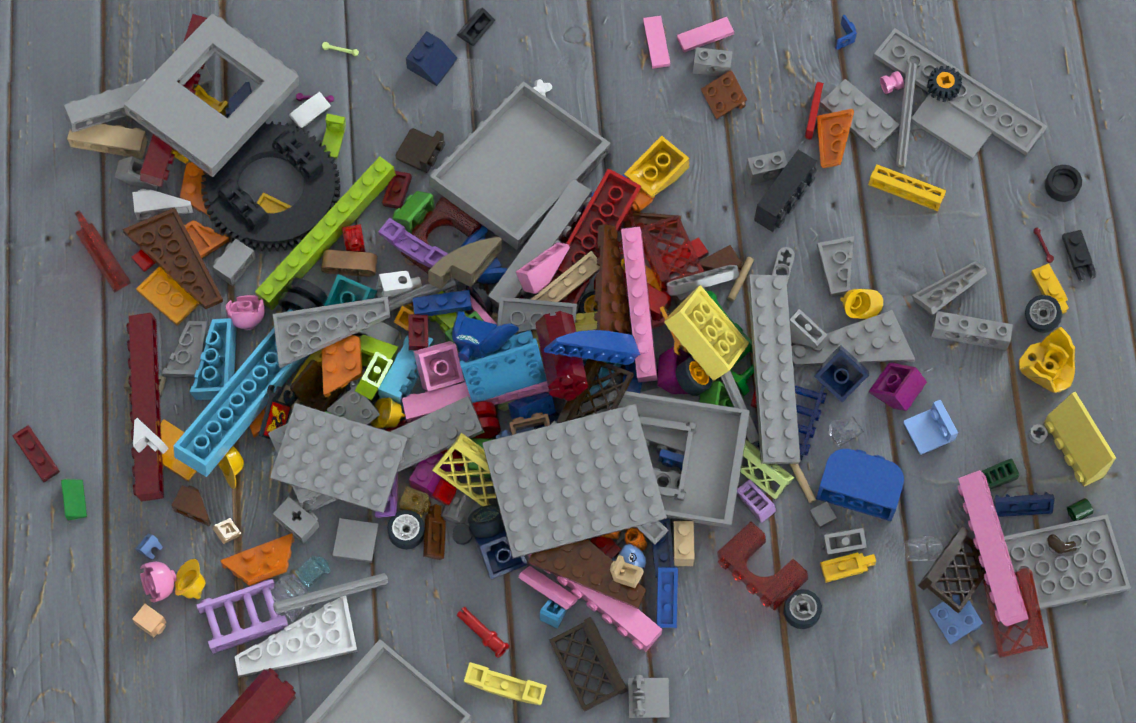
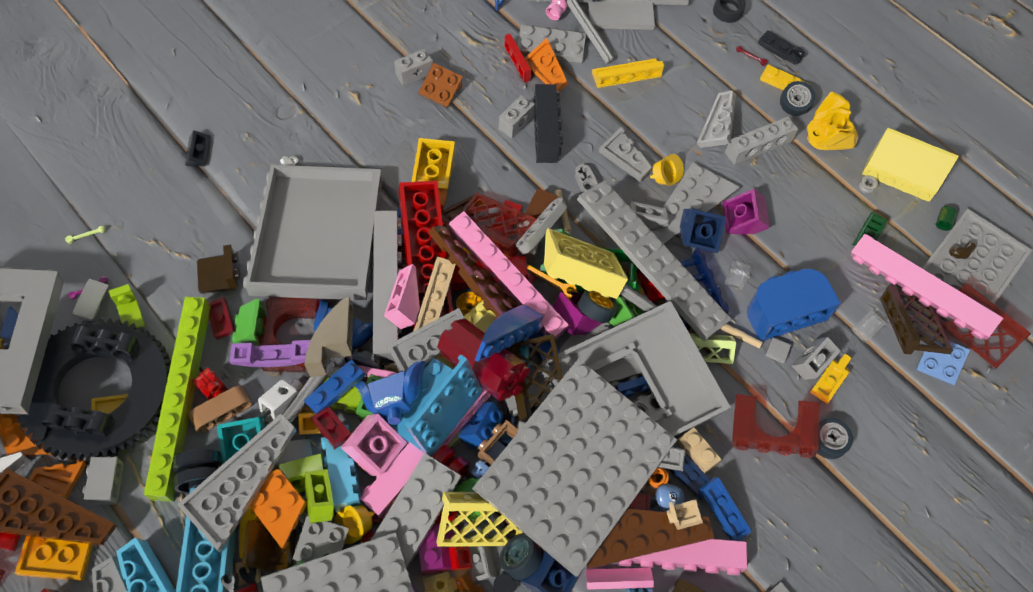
camera: 40 degrees left, 5 degrees down
(246, 311) = (147, 520): bright pink cylinder -> none
(430, 58) = (175, 194): dark blue slope -> none
(656, 42) = (357, 79): bright pink tile -> none
(705, 34) = (391, 52): bright pink tile -> none
(764, 509) = (728, 370): lavender slope -> none
(931, 428) = (797, 227): light blue bracket -> none
(1024, 504) = (911, 238): dark blue plate -> none

